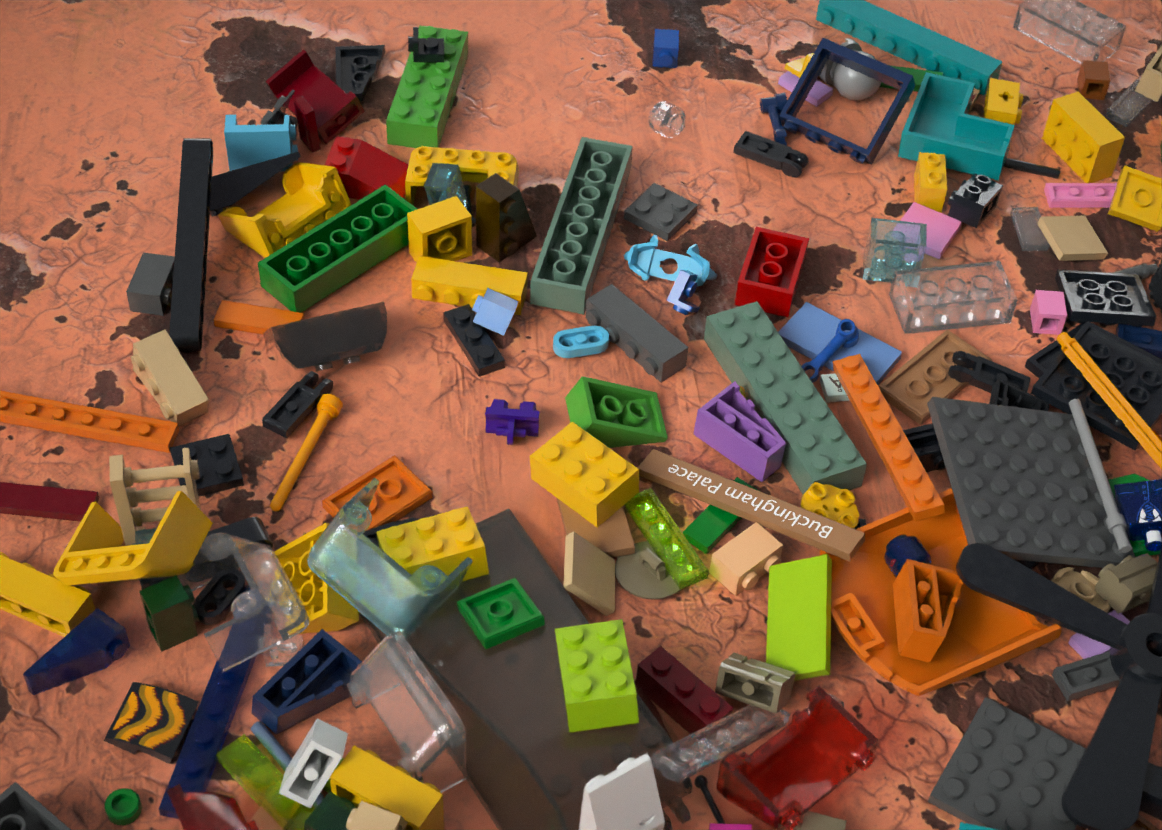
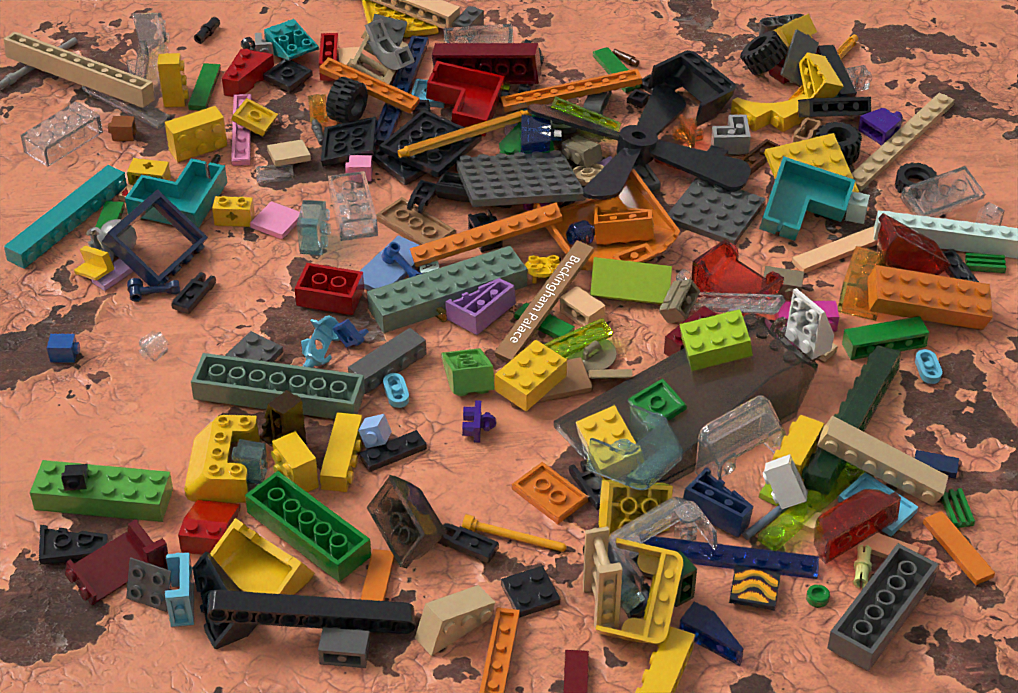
camera: 90 degrees left, 5 degrees down
(974, 200) = (261, 189): black brick -> none
(1115, 521) = (544, 149): light grey bar -> none

